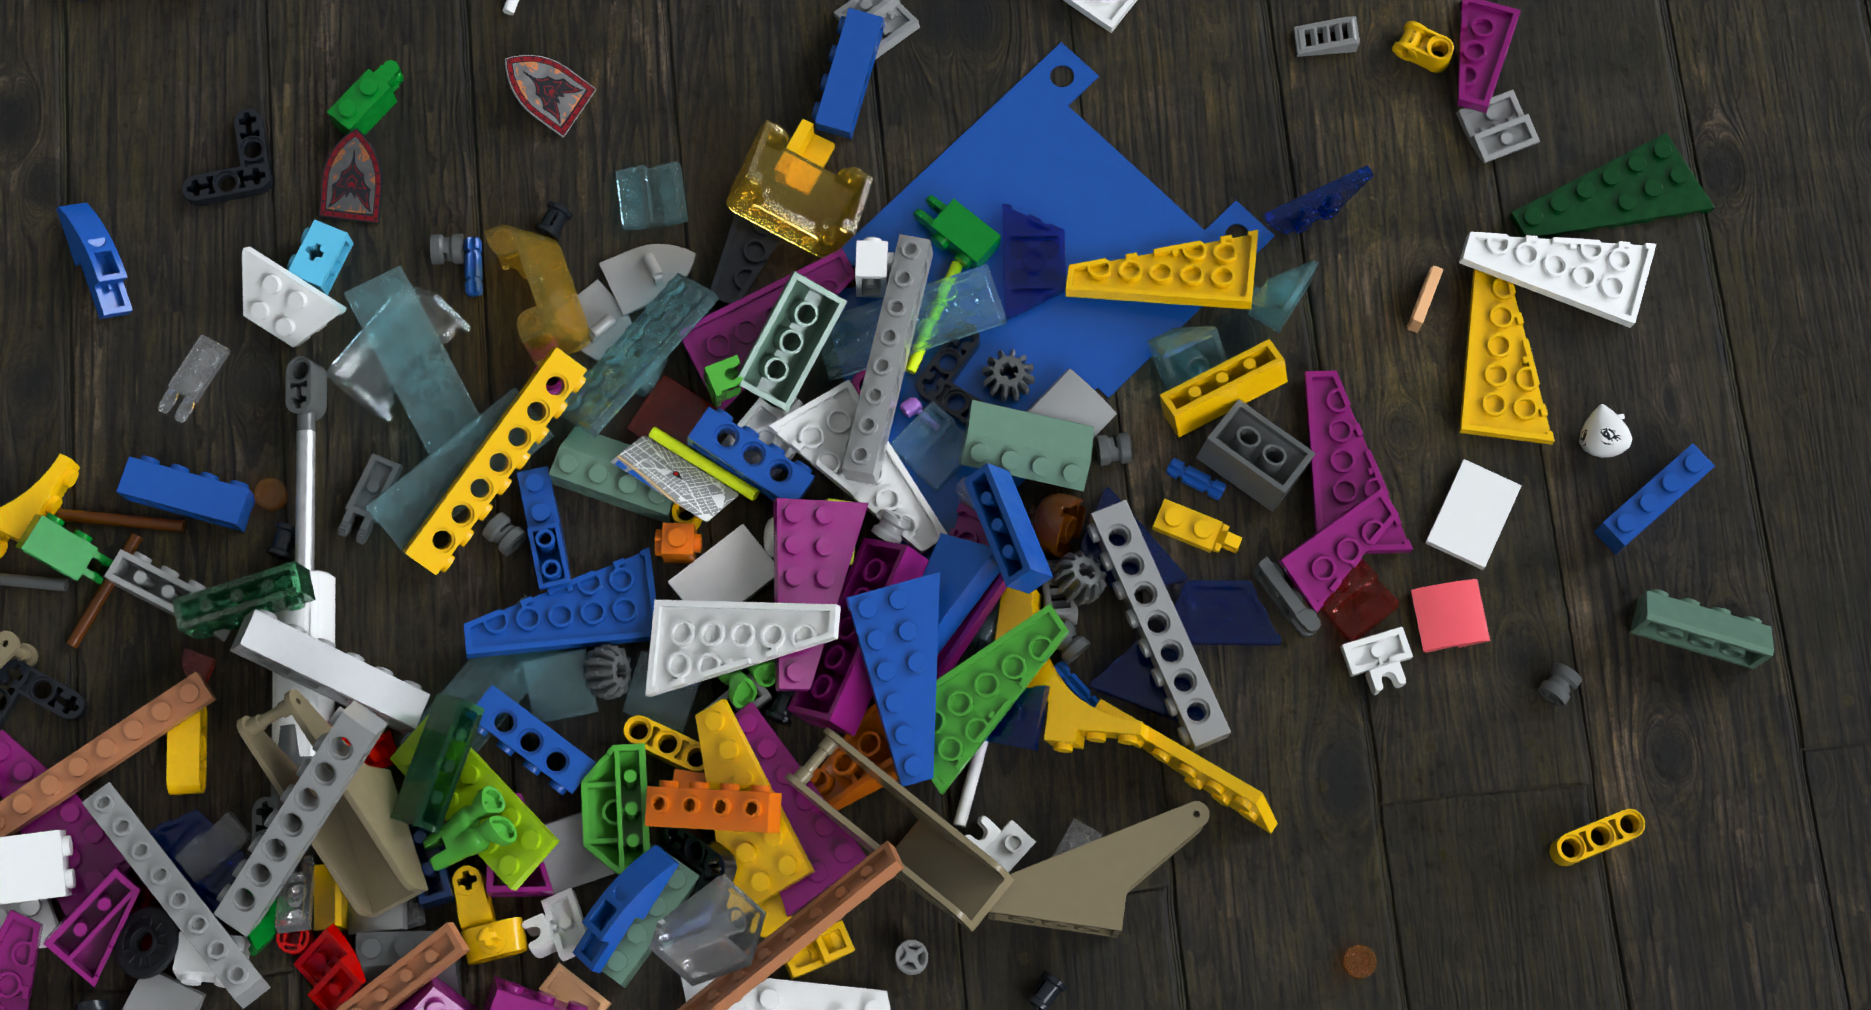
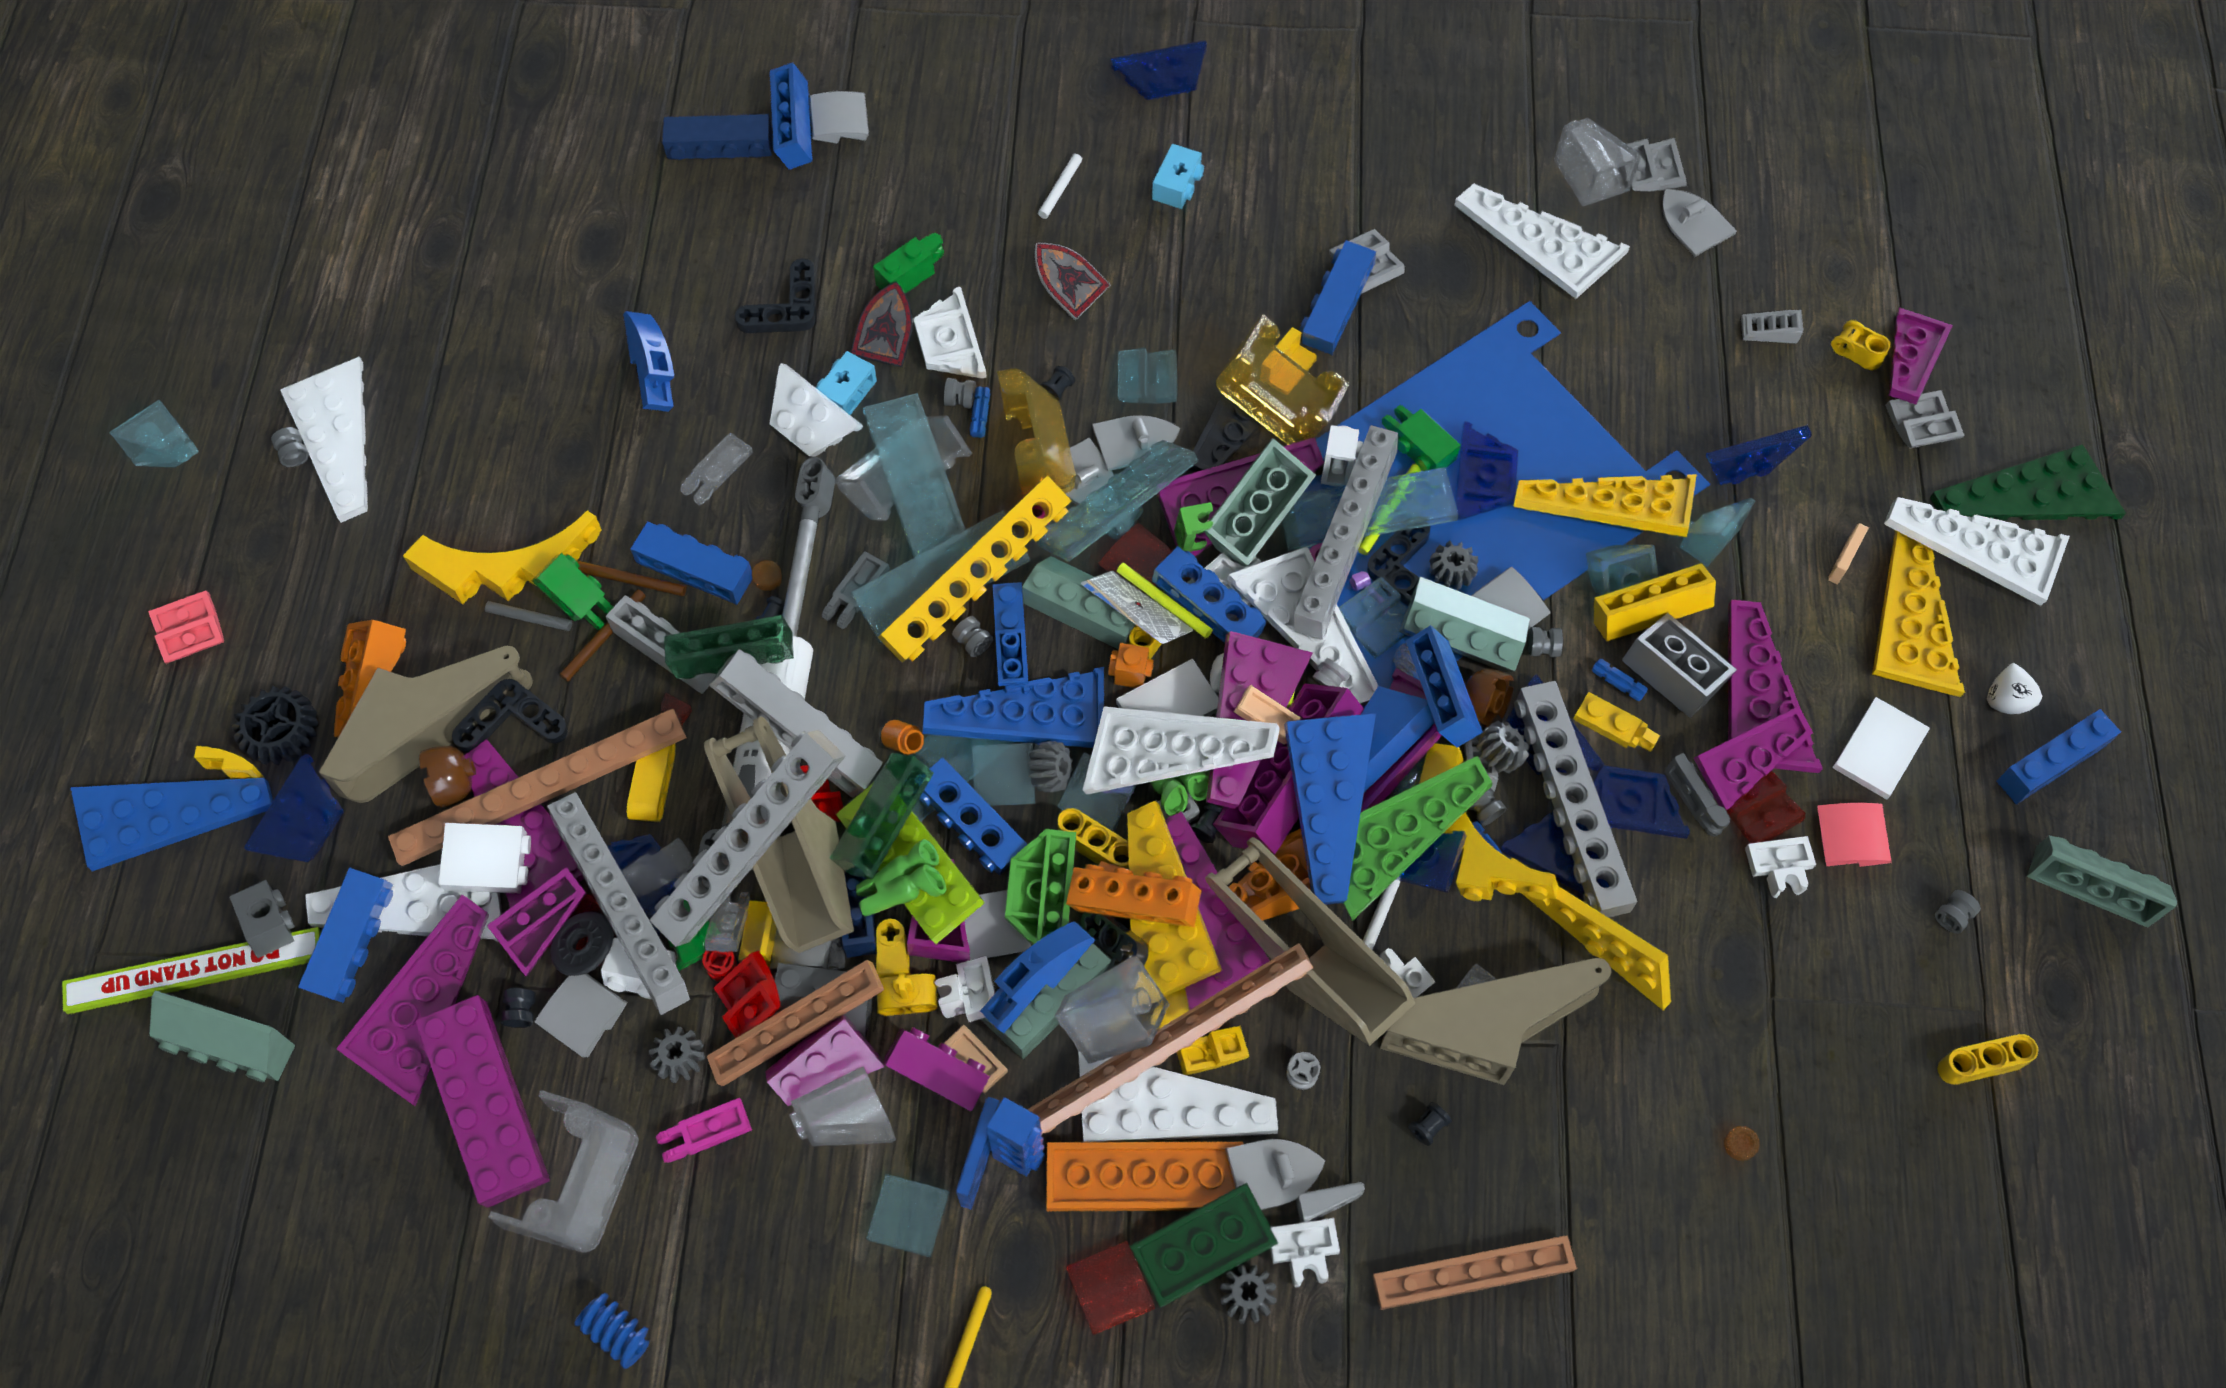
camera: 10 degrees right, 10 degrees down
(425, 182) = (949, 338): none -> white wing
(446, 661) = (902, 737): none -> orange brick
(825, 584) = (1261, 708): none -> light nougat tile

